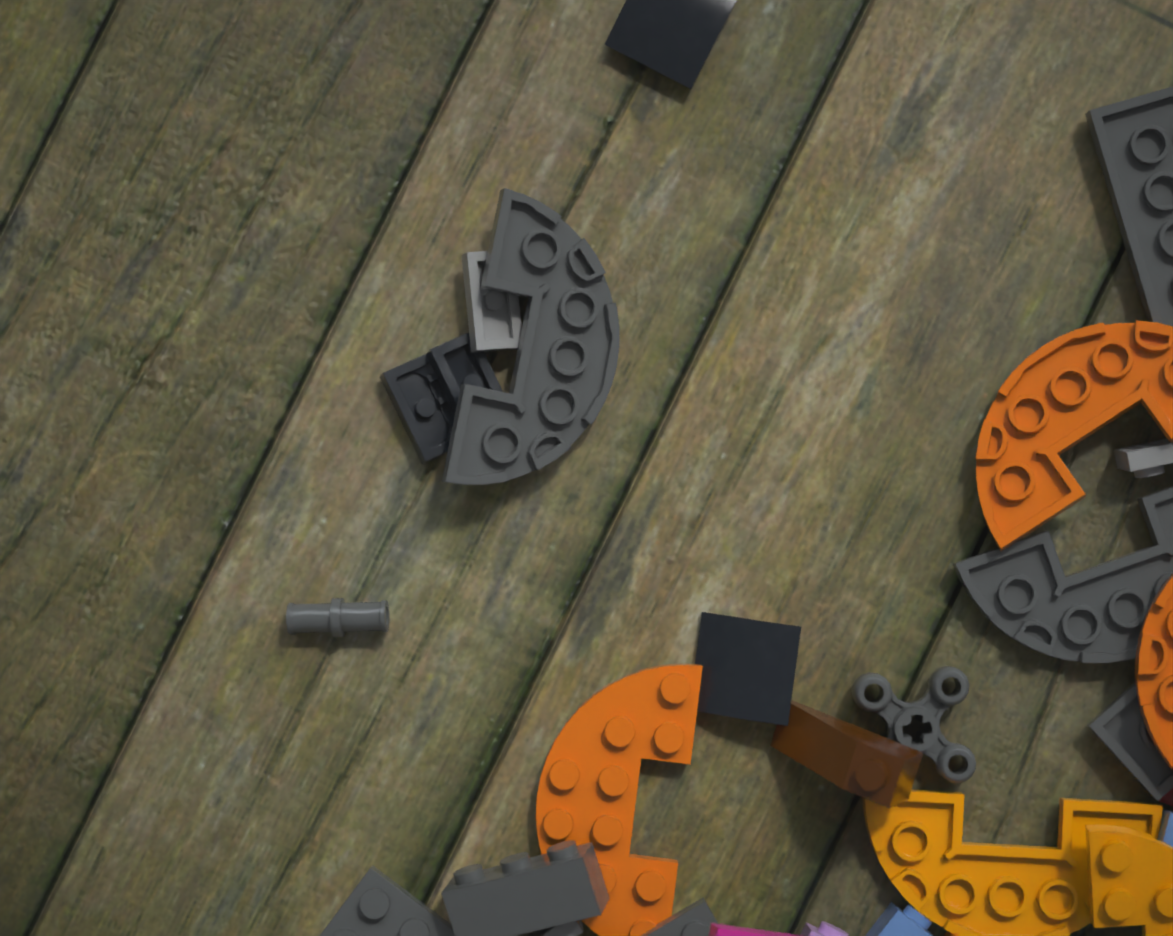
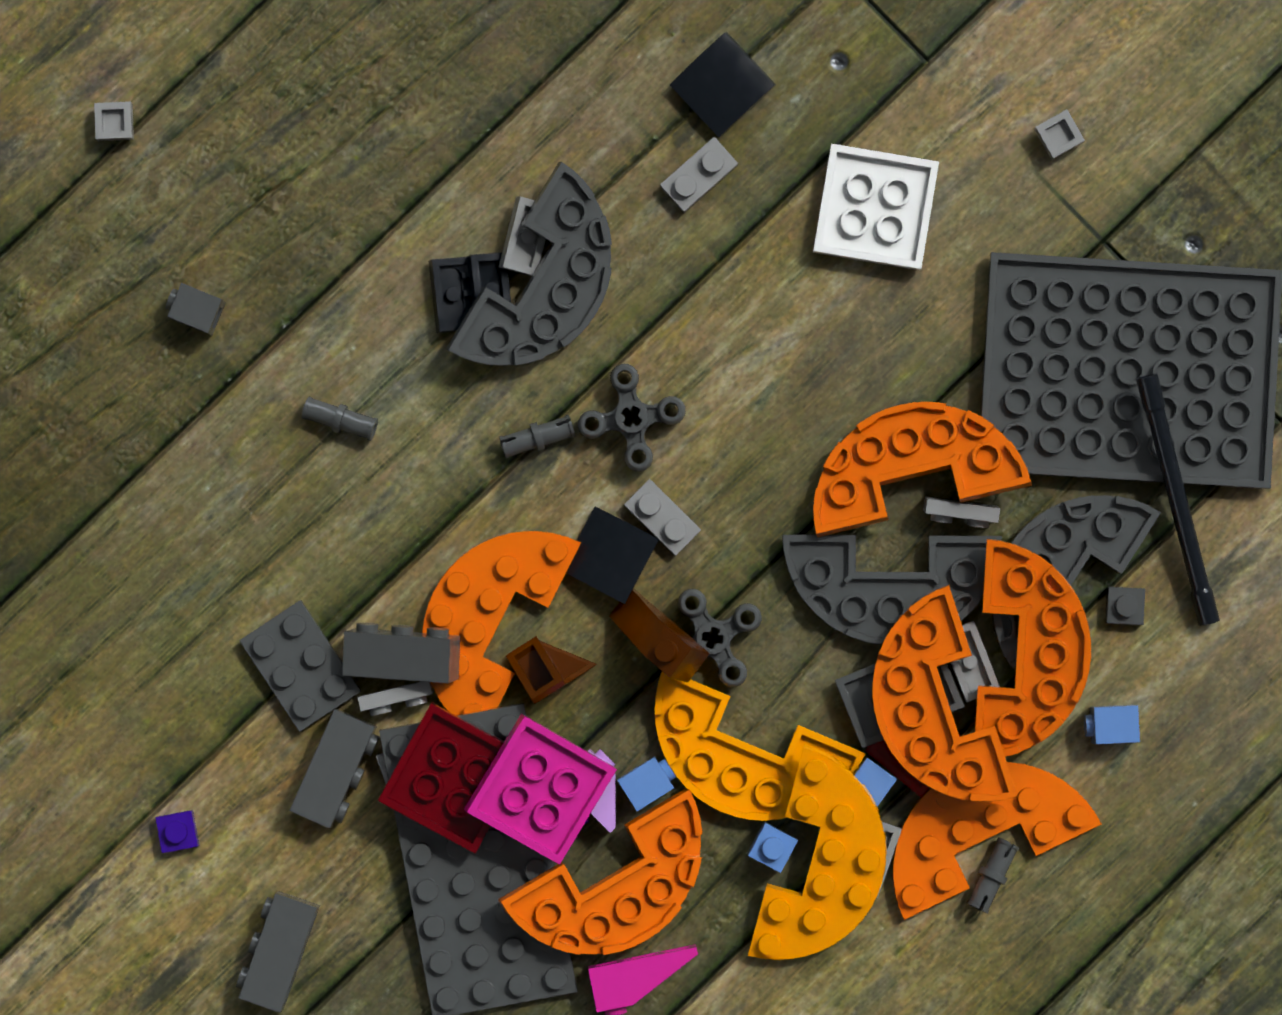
camera: 20 degrees right, 0 degrees up
(103, 544) = (195, 308): none -> dark grey brick
(597, 550) = (537, 436): none -> dark grey pin
(682, 145) = (699, 174): none -> light grey plate
(716, 843) = (545, 667): none -> reddish brown slope
(727, 472) = (647, 415): none -> dark grey gear
(793, 595) = (662, 517): none -> light grey plate
(921, 105) = (875, 207): none -> white plate

